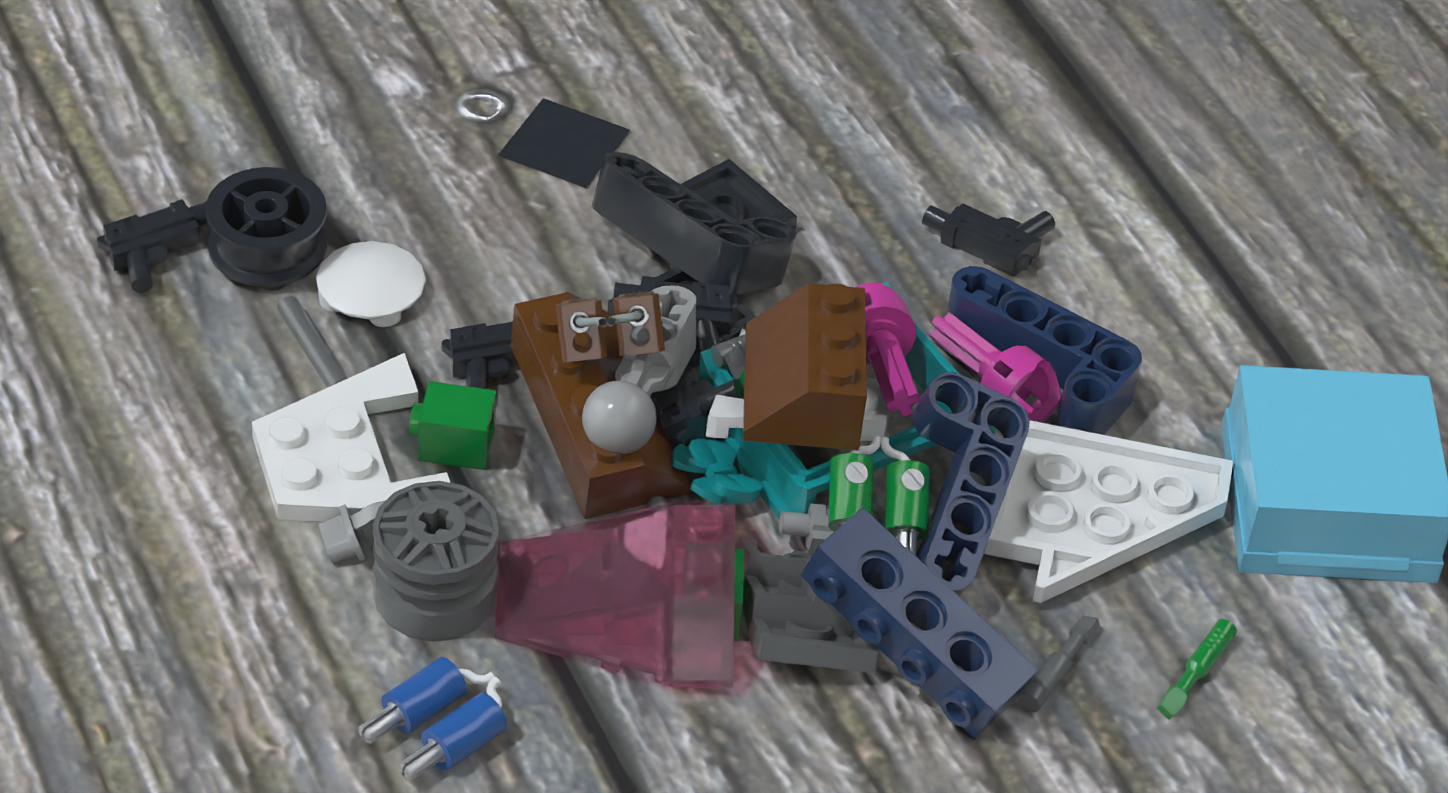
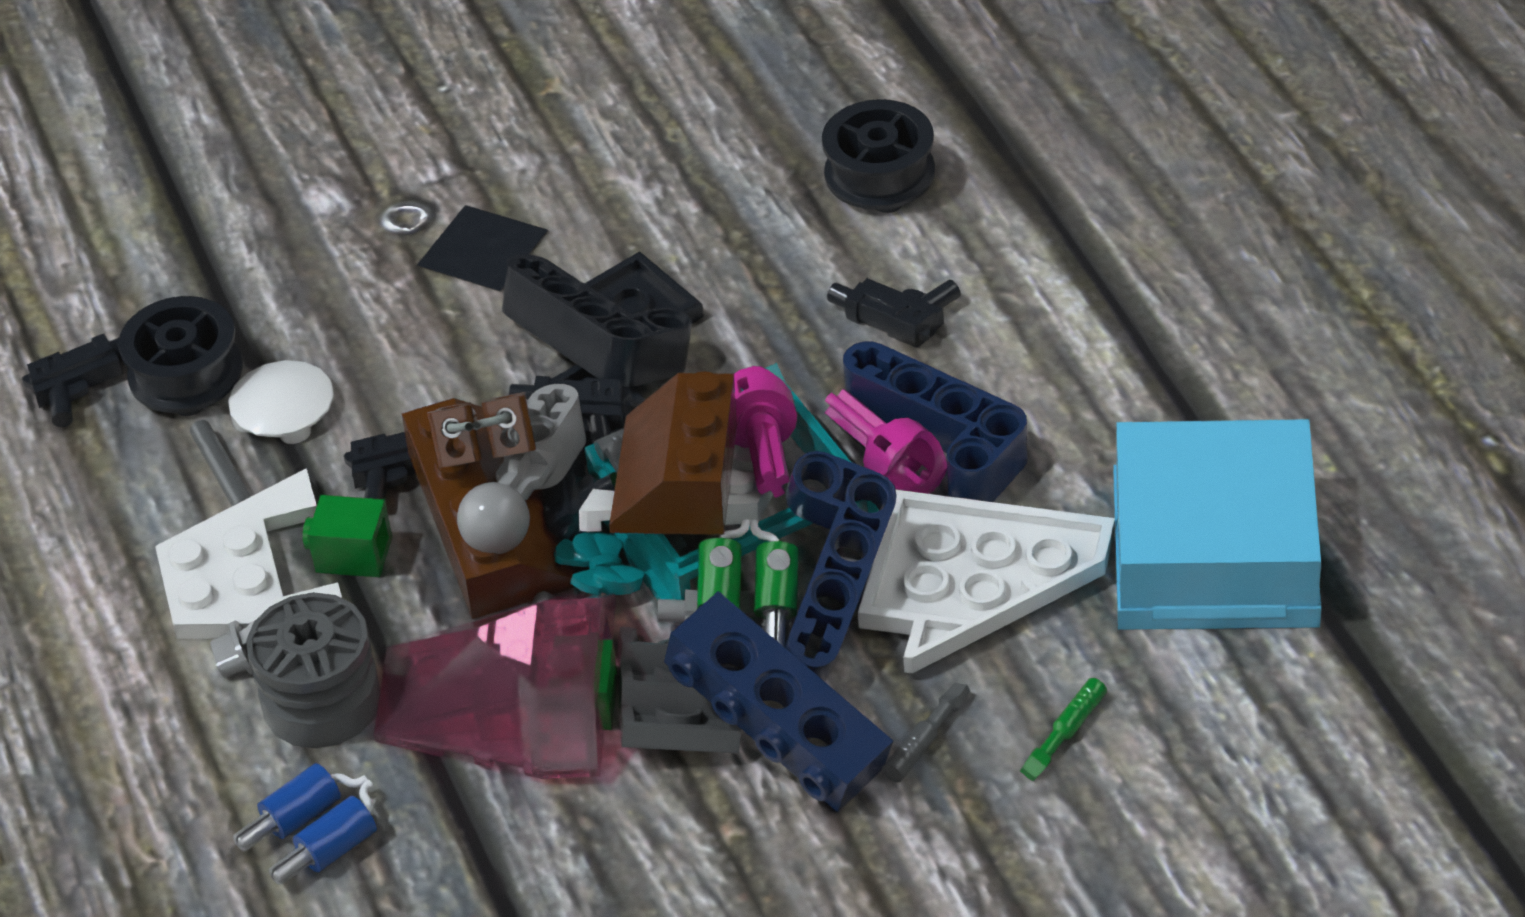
camera: 10 degrees right, 0 degrees up
(965, 81) = (878, 154): none -> black wheel

